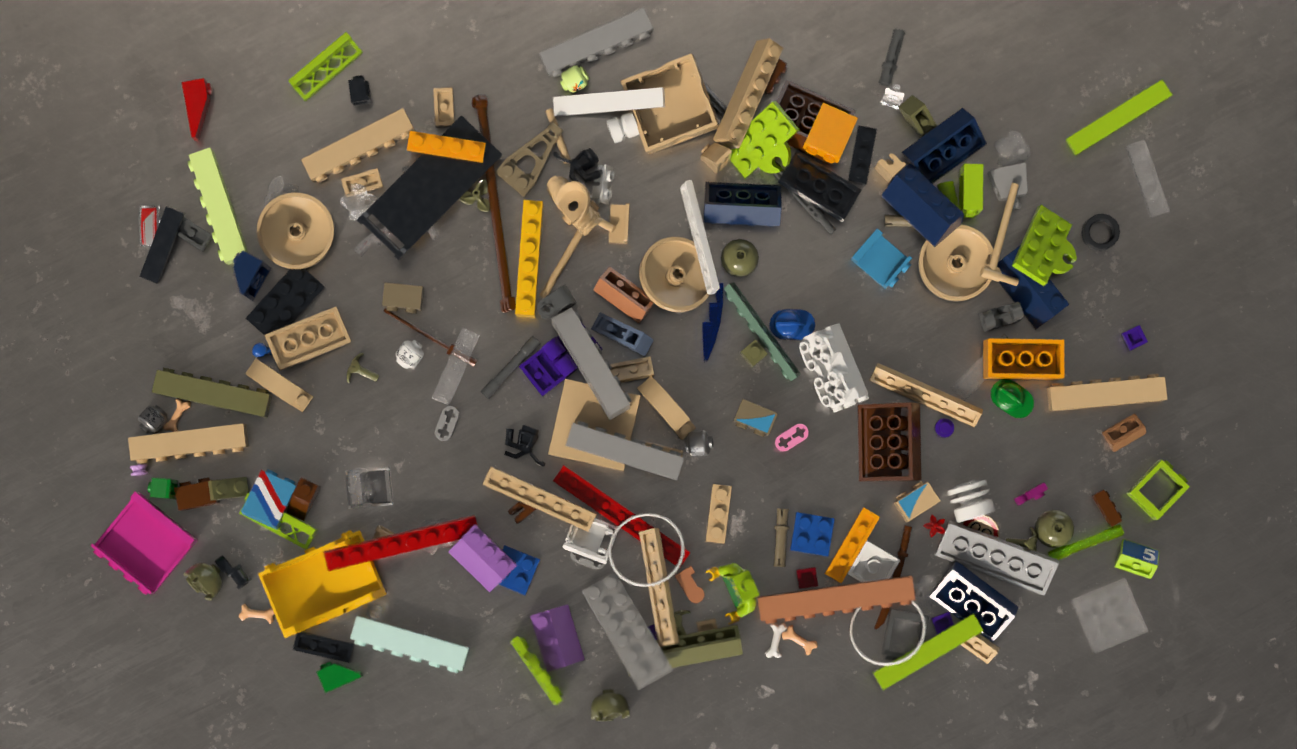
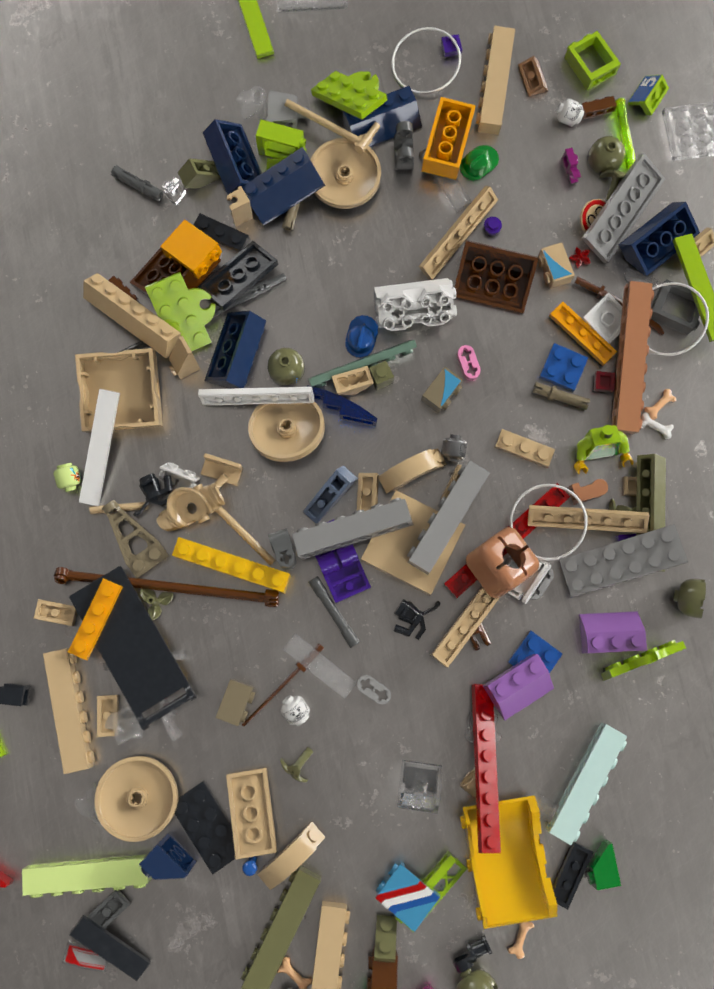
camera: 80 degrees left, 5 degrees down
(303, 498) = (413, 858): reddish brown slope -> none
(593, 495) = (488, 556): none -> nougat piece
(597, 42) = (38, 446): light grey brick -> none
(622, 127) = (128, 442): white wheel -> none
(624, 294) = (292, 481): nougat brick -> none
(739, 326) = (352, 381): none -> tan slope
(881, 260) = (323, 240): dark azure panel -> none
(942, 622) = (673, 271): dark purple plate -> none
(971, 500) = (568, 215): white wheel -> none
(1090, 479) = (570, 112): none -> white head
(1104, 218) = (349, 60): black tyre -> none
(1109, 280) = (422, 29): none -> white piece

